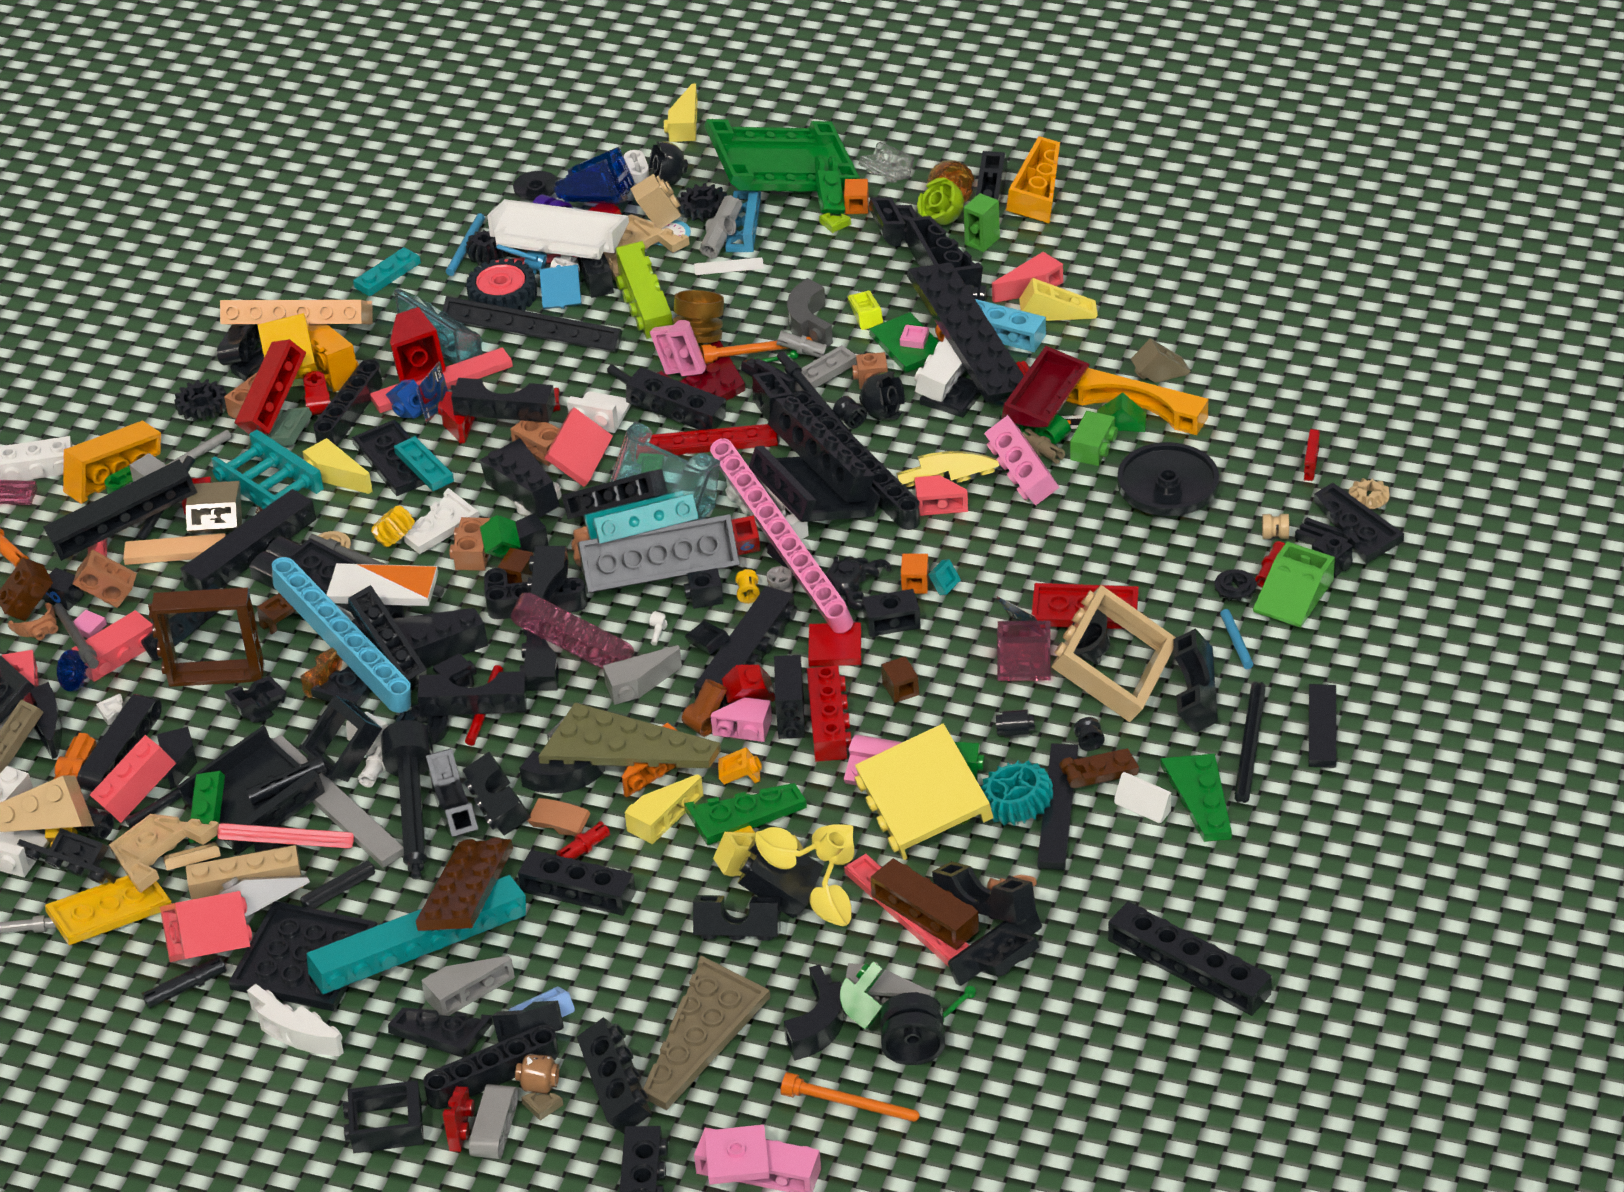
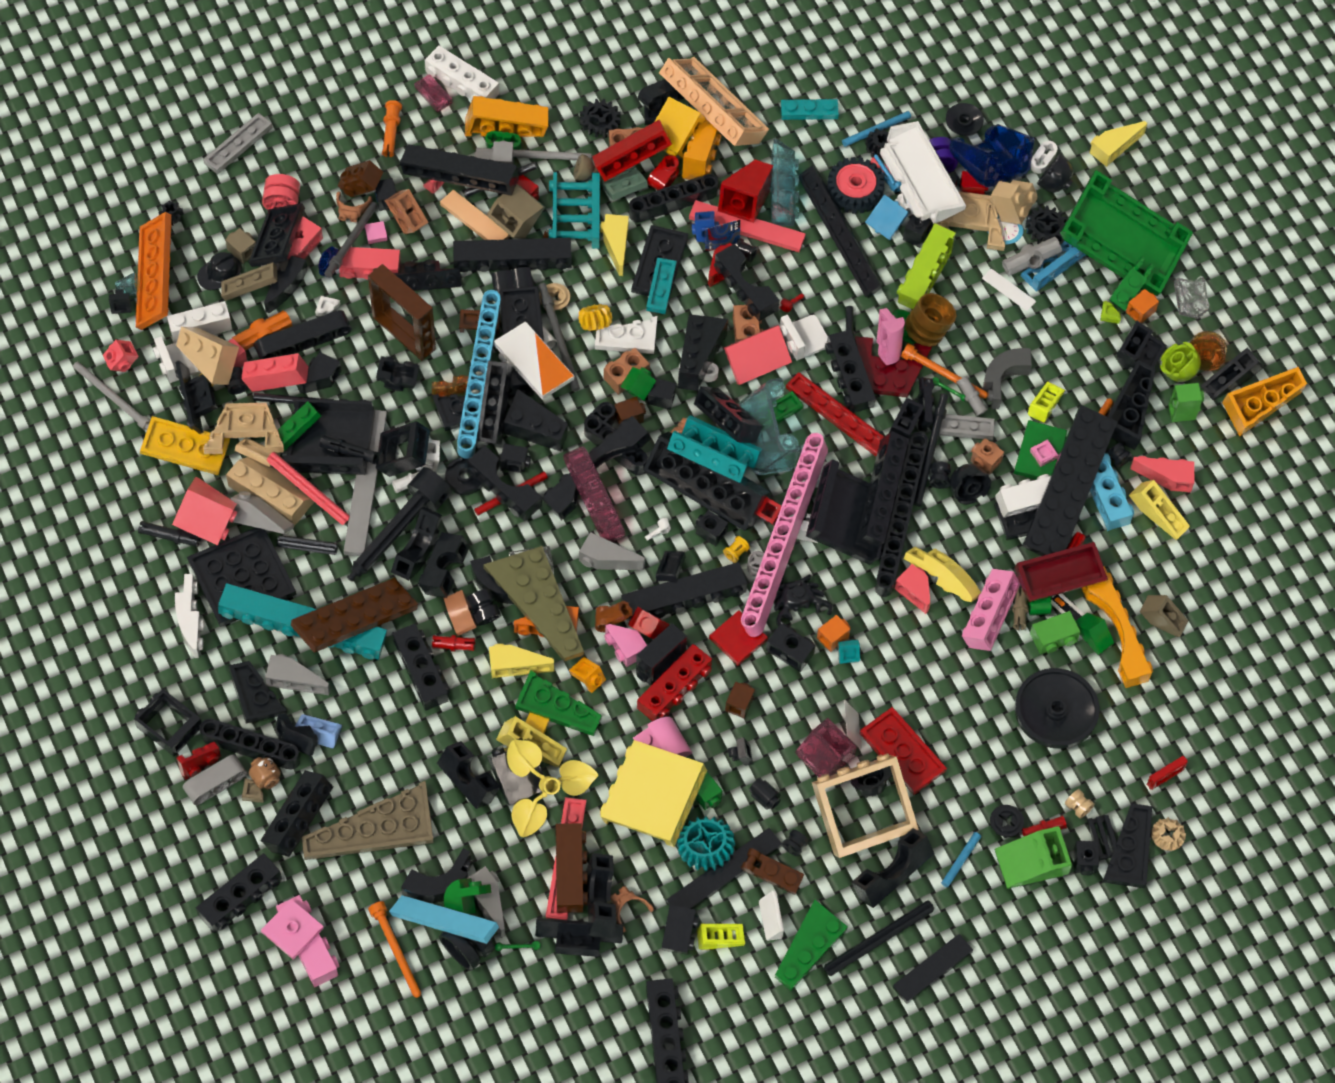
camera: 40 degrees right, 20 degrees up
(233, 441) = (584, 168): none -> dark tan brick
(576, 791) = (483, 607): none -> black wheel
(872, 1019) = (444, 919): none -> medium azure tile
(953, 711) = (741, 752): none -> black tile
(1081, 868) = (679, 930): none -> black brick
(1116, 852) = (712, 943): none -> neon yellow slope

